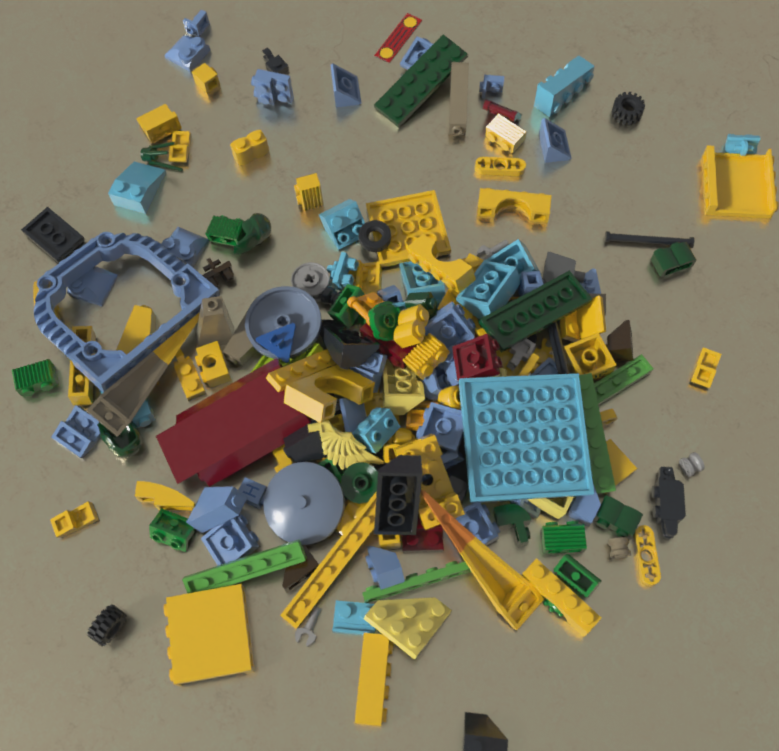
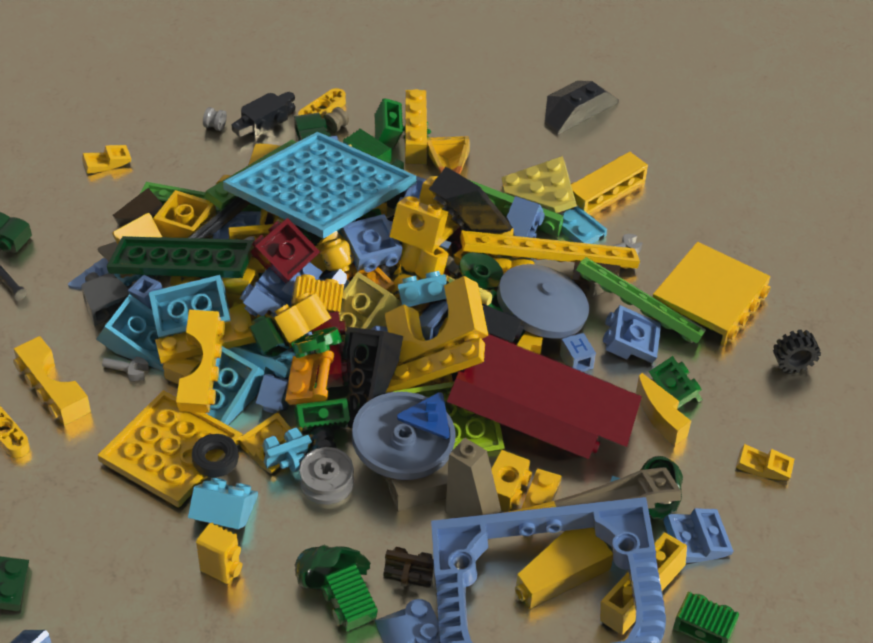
camera: 140 degrees left, 20 degrees down
(216, 507) = (621, 352): medium blue slope -> none

